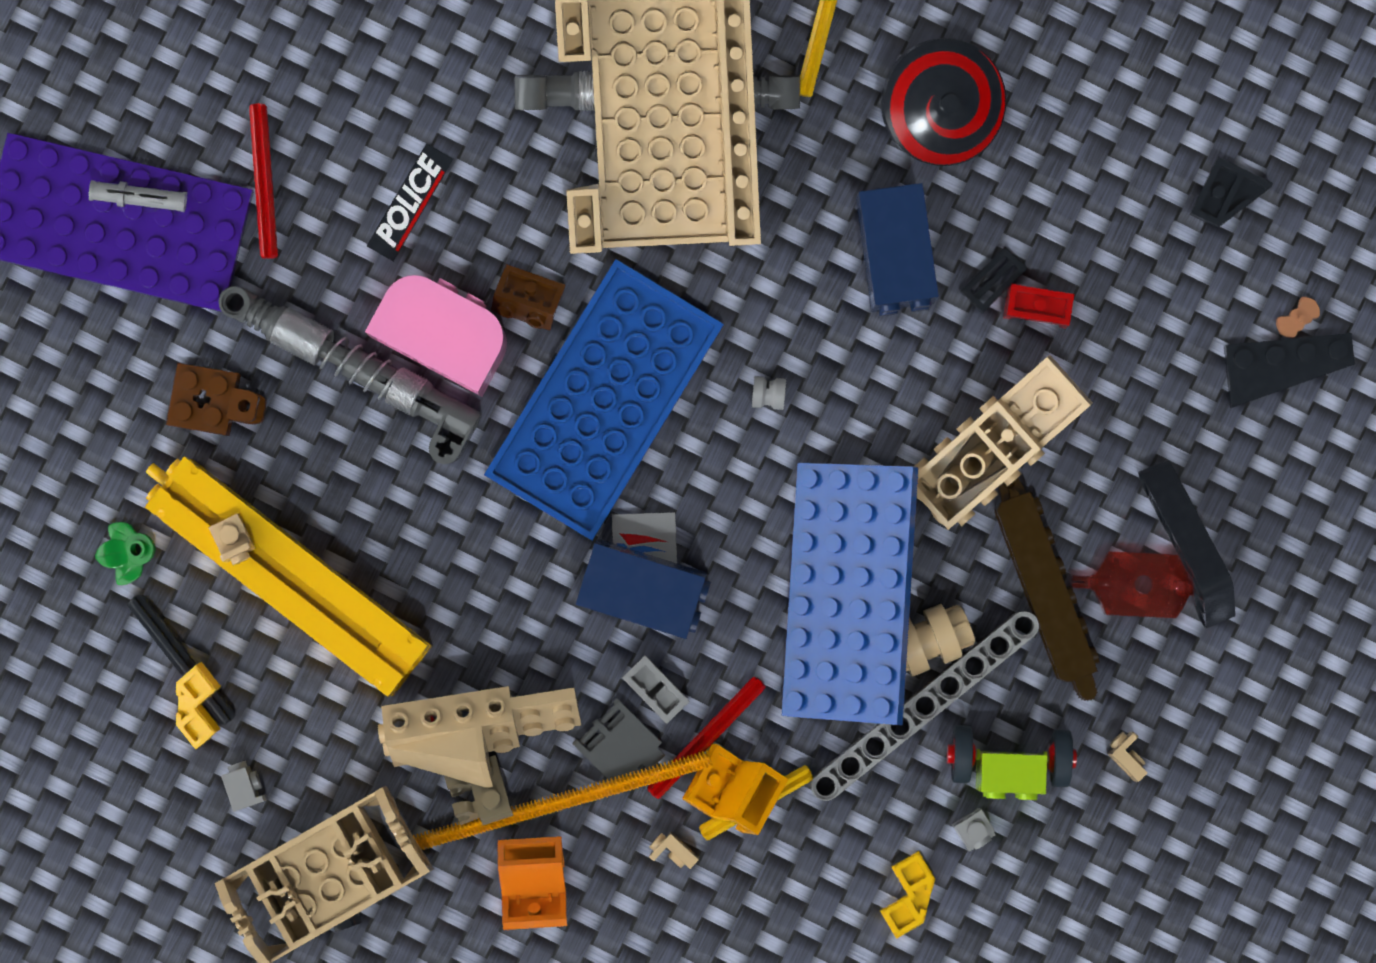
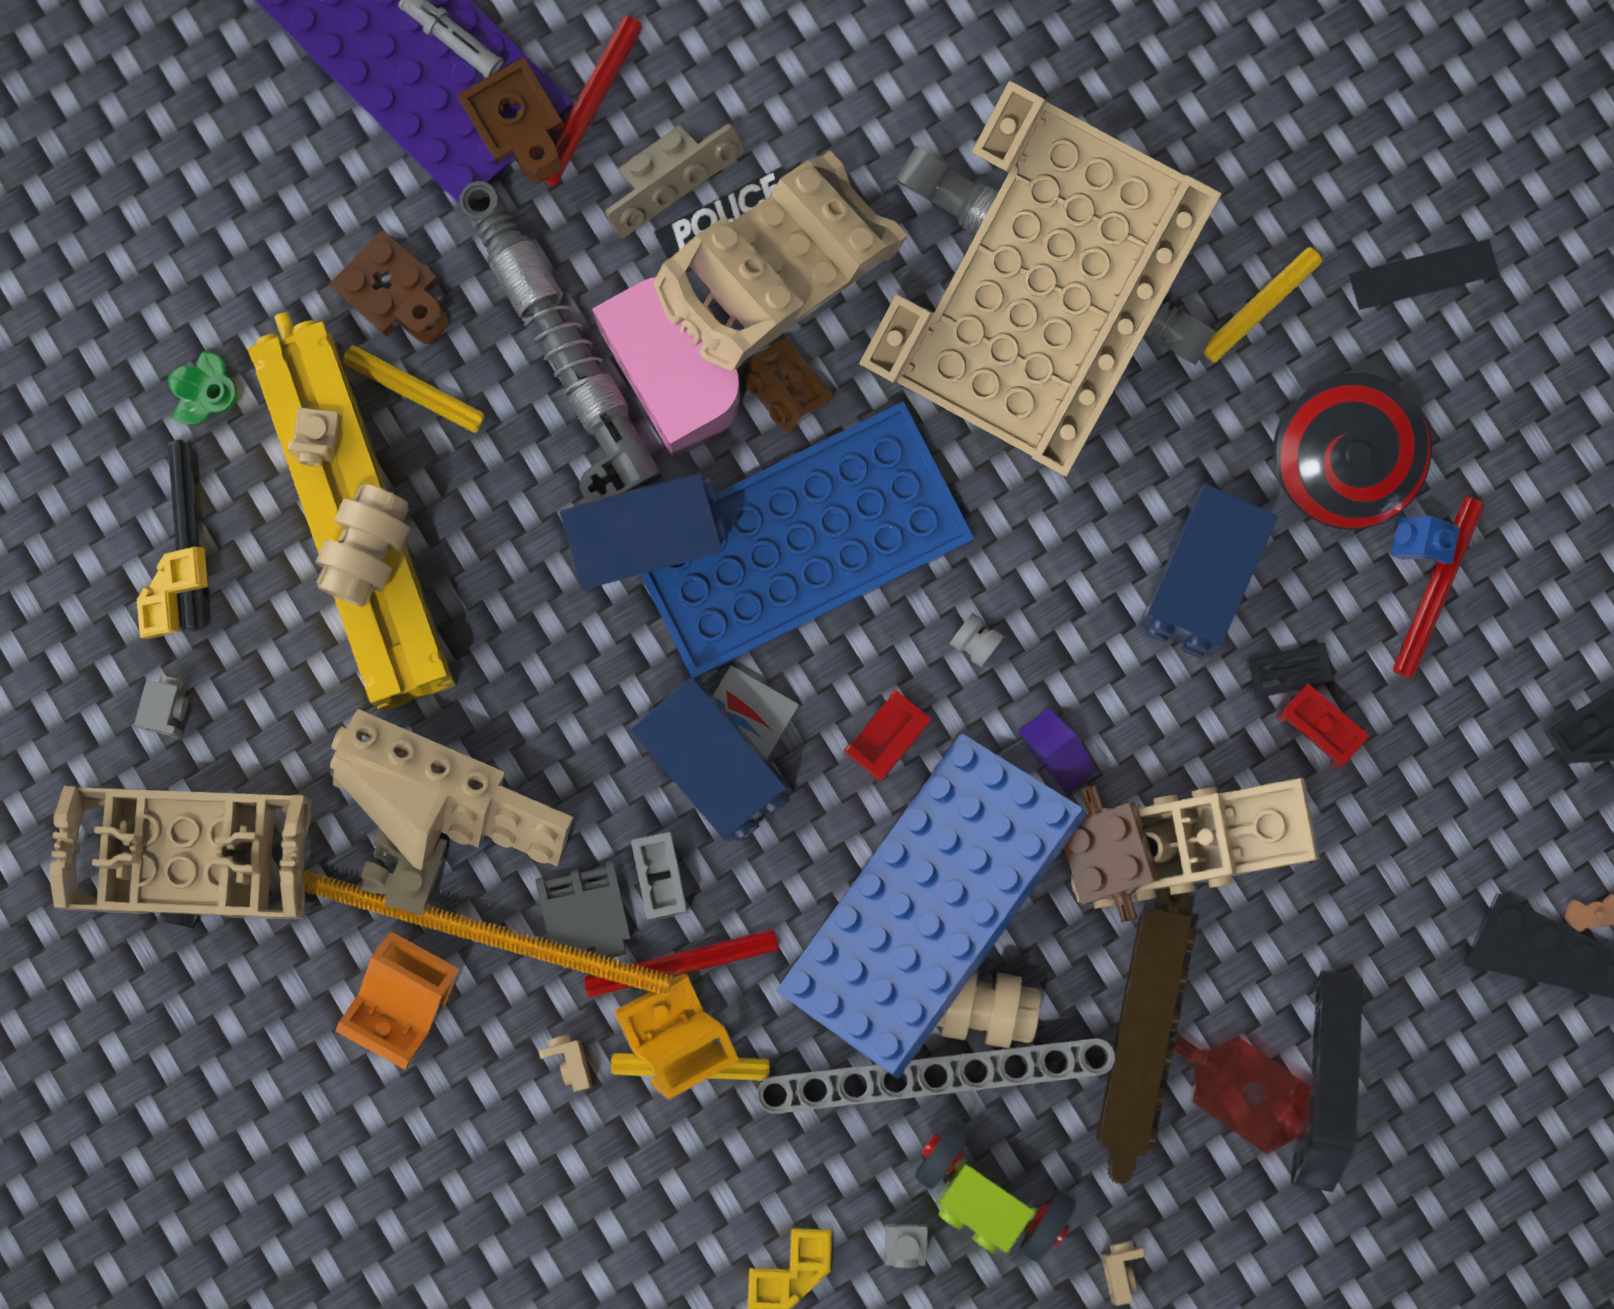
camera: 30 degrees right, 5 degrees down
(237, 233) = (523, 136): none -> reddish brown plate
(272, 460) = (414, 389): none -> yellow axle
(313, 579) = (370, 528): none -> tan piece
(351, 197) = (669, 172): none -> dark tan bracket
(472, 219) = (776, 261): none -> tan piece
(496, 462) = (642, 530): none -> dark blue brick
(749, 497) = (887, 736): none -> red panel
(869, 433) = (1058, 750): none -> dark purple slope
(950, 485) = (1110, 854): none -> plate
(1030, 132) = (1425, 539): none -> blue bracket
(1059, 159) = (1437, 592): none -> red axle

